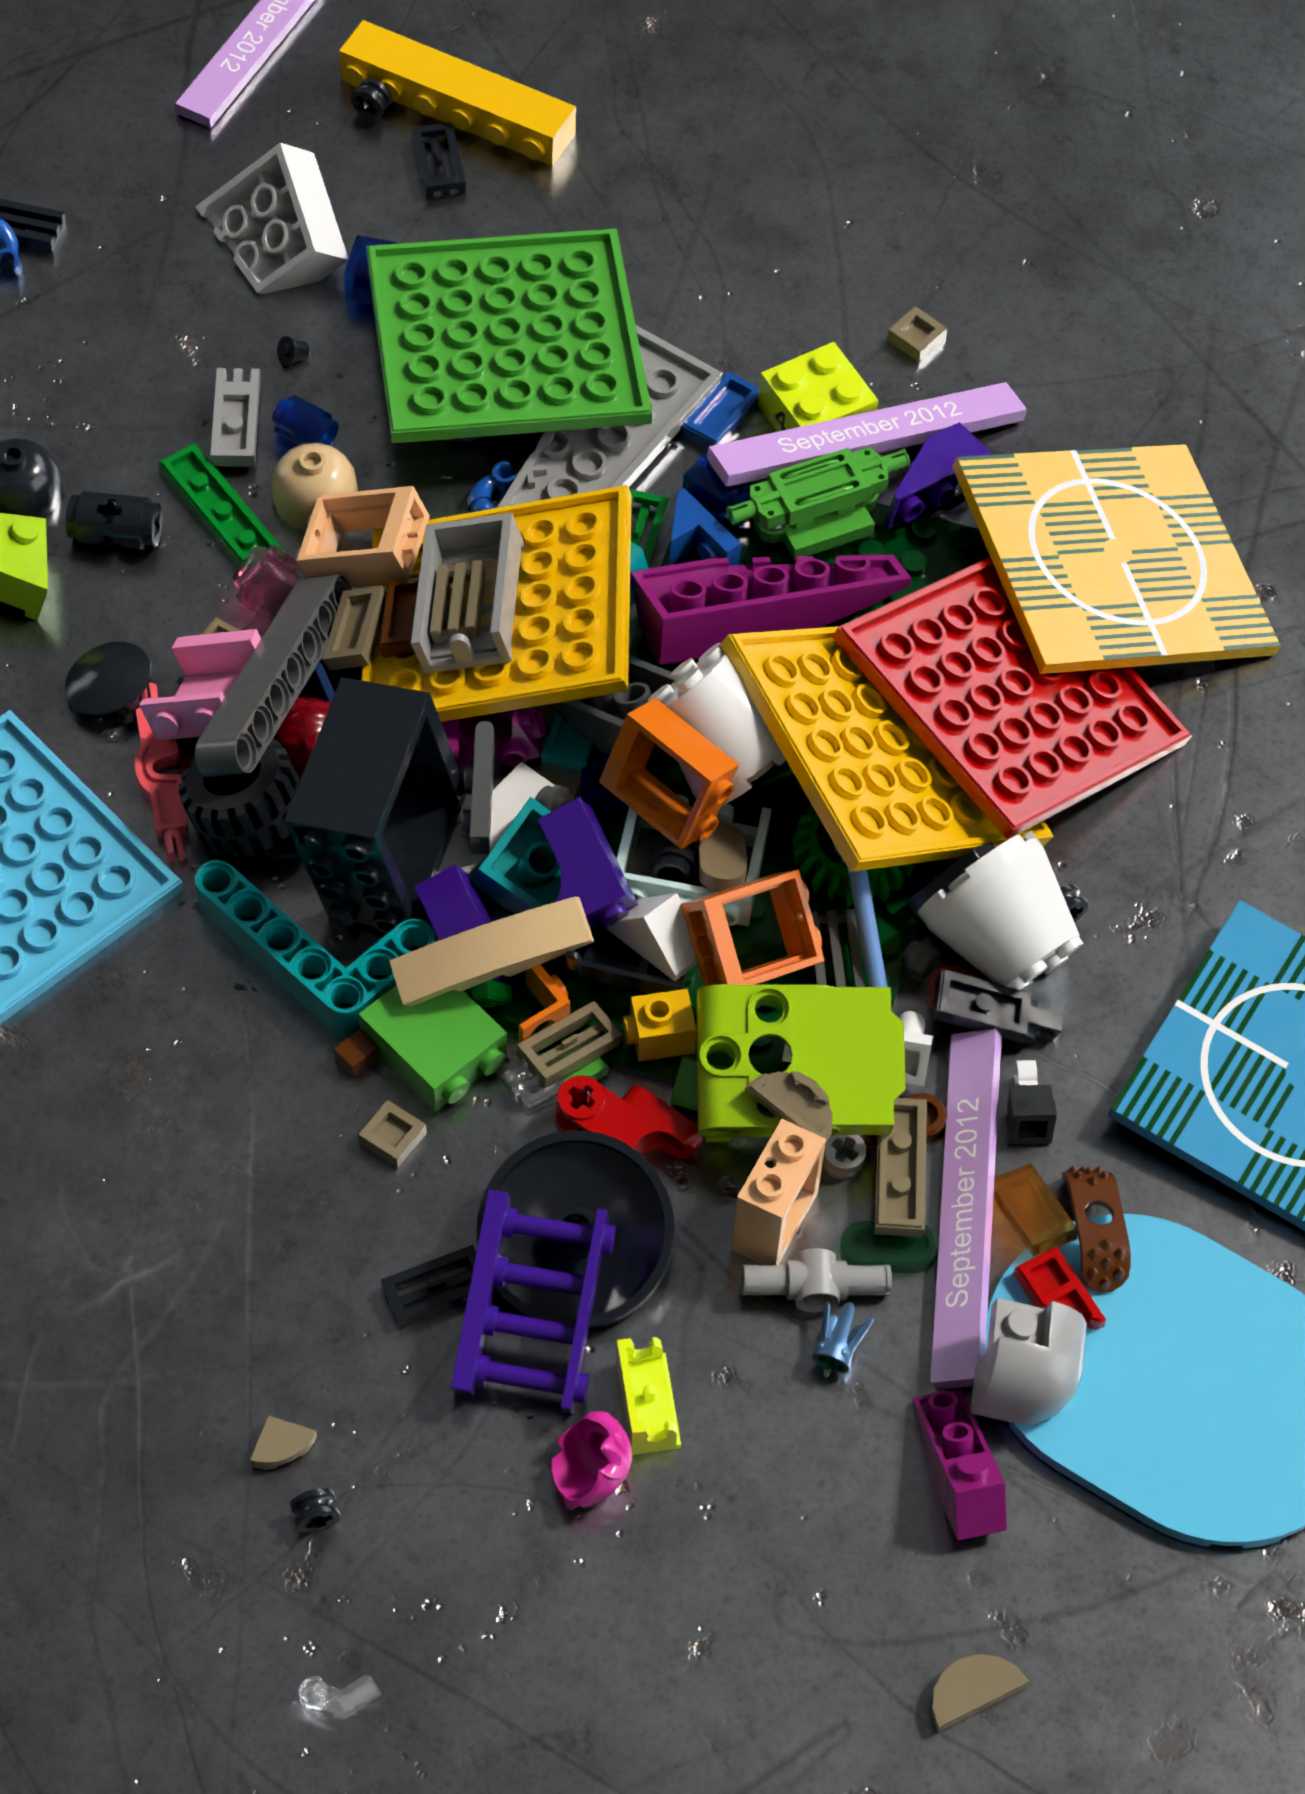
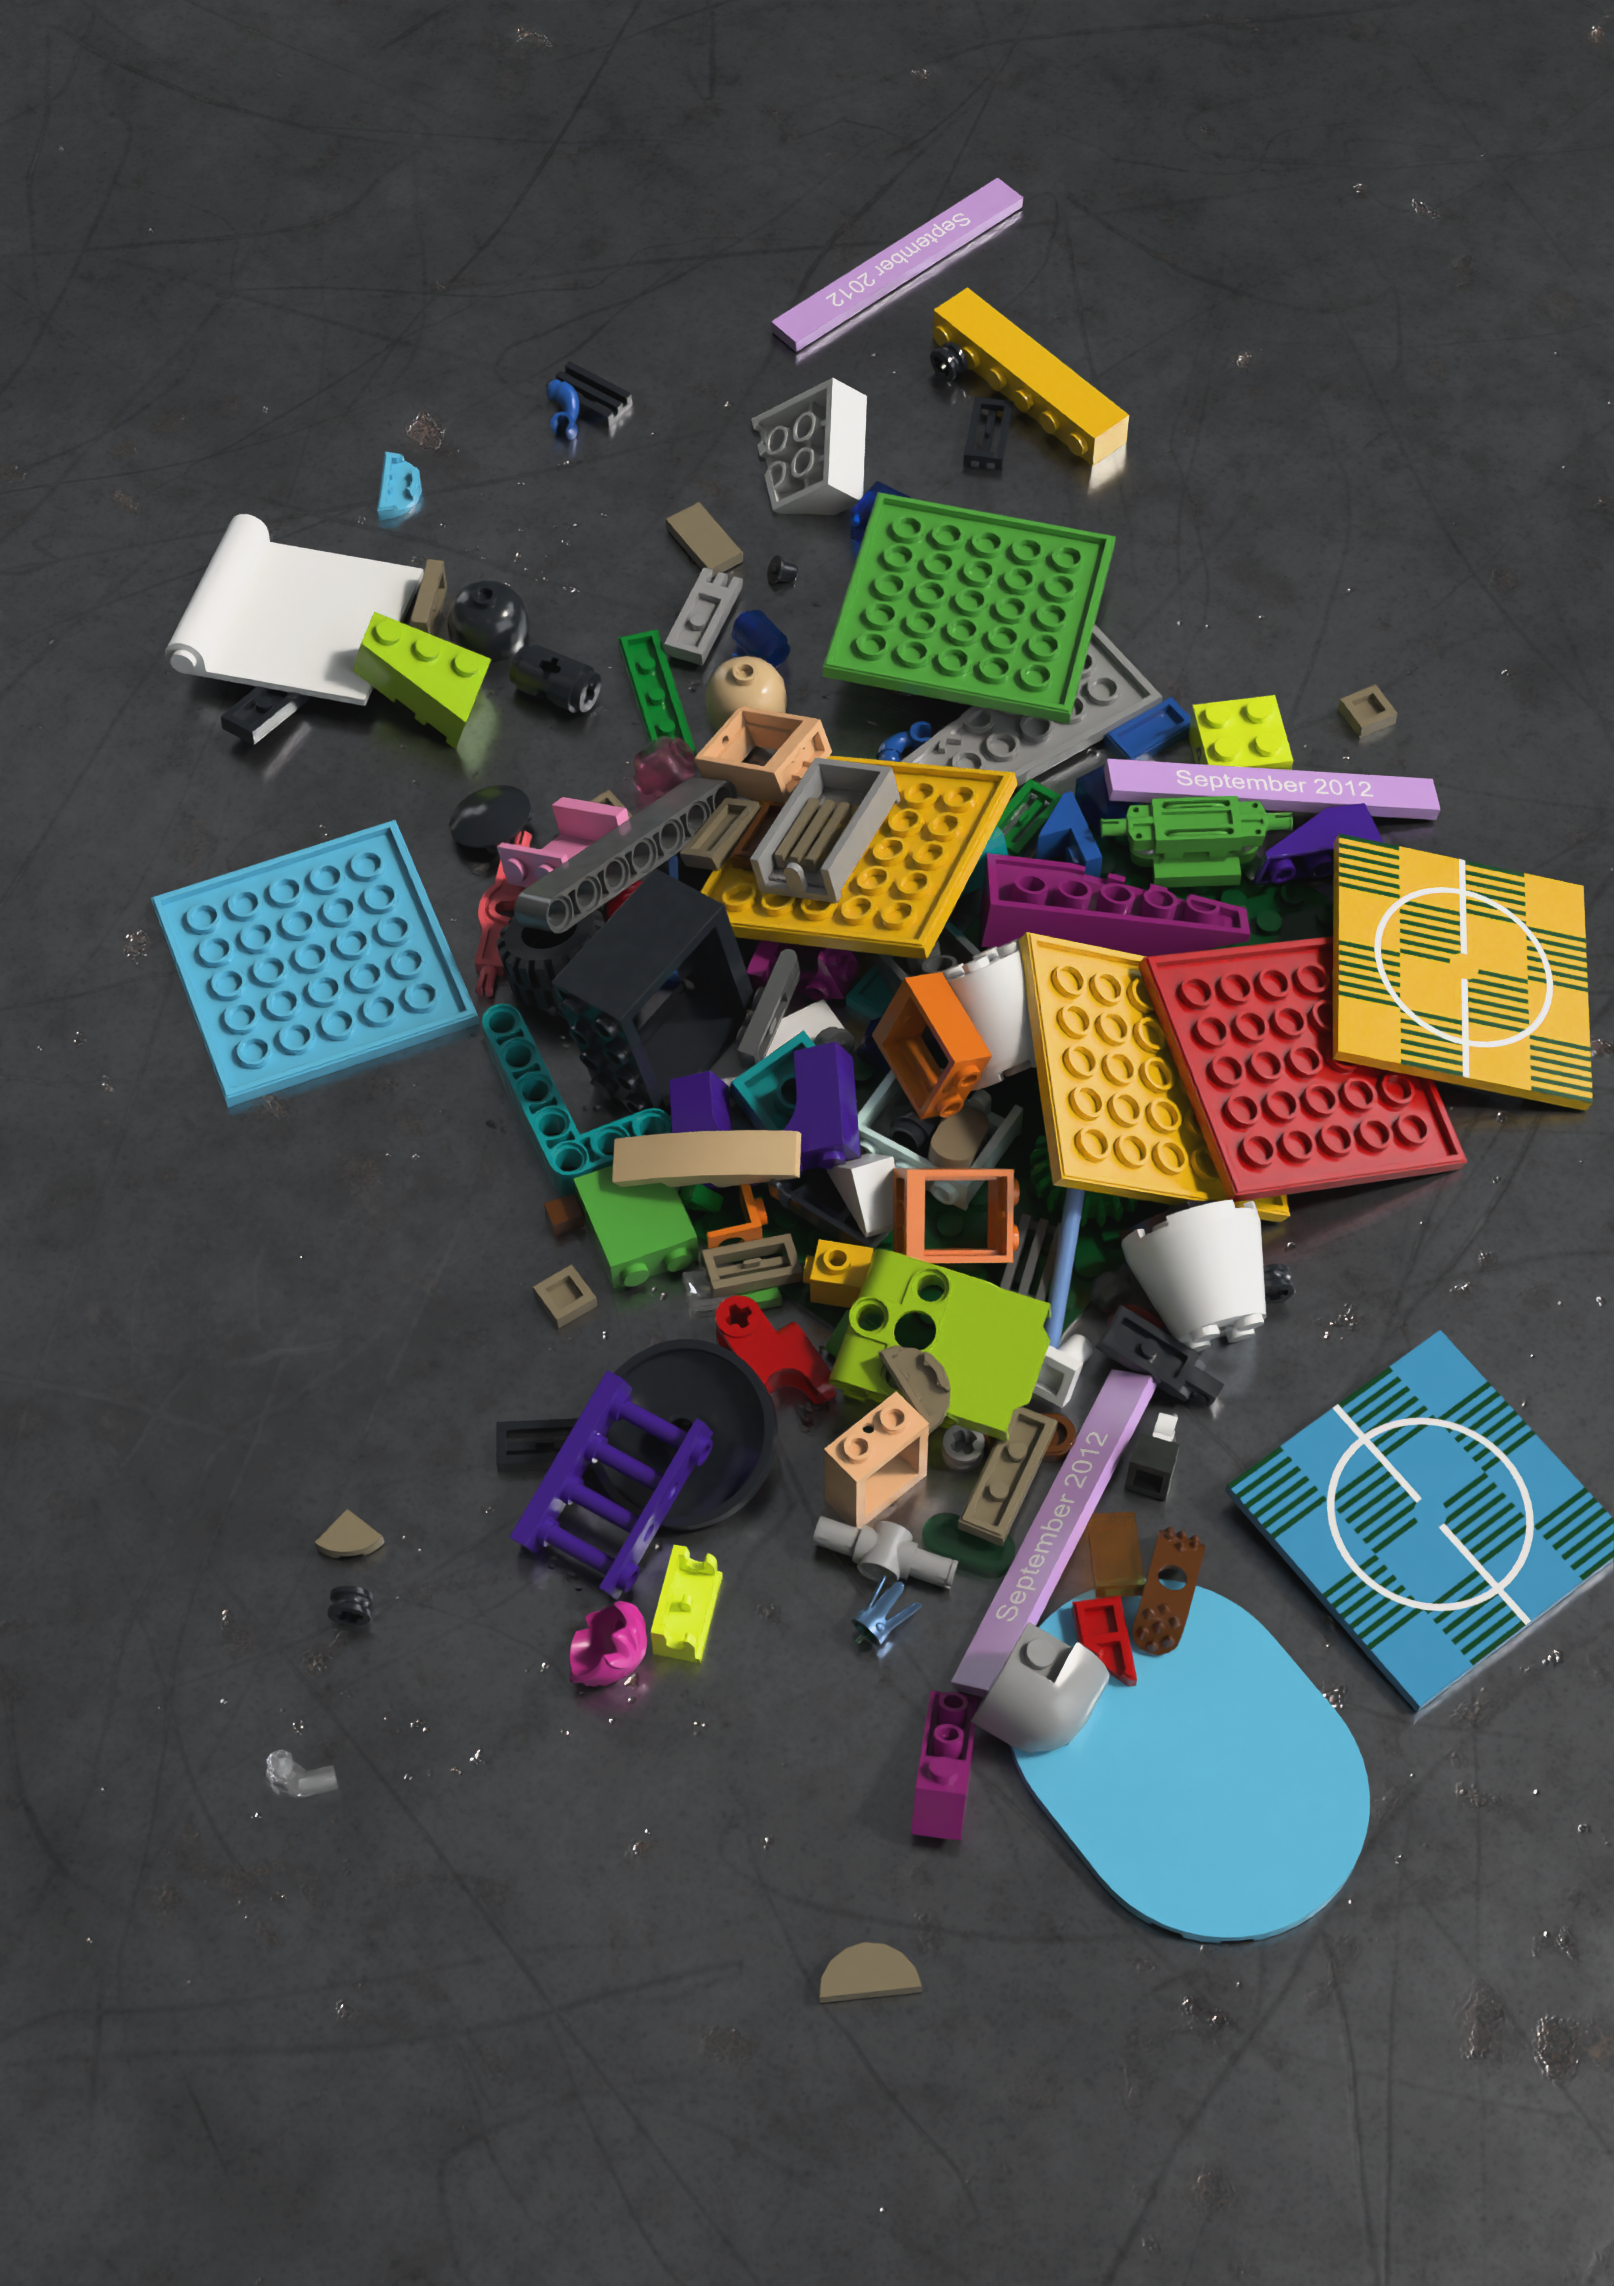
camera: 25 degrees right, 0 degrees up
(201, 340) = (704, 539): none -> dark tan tile

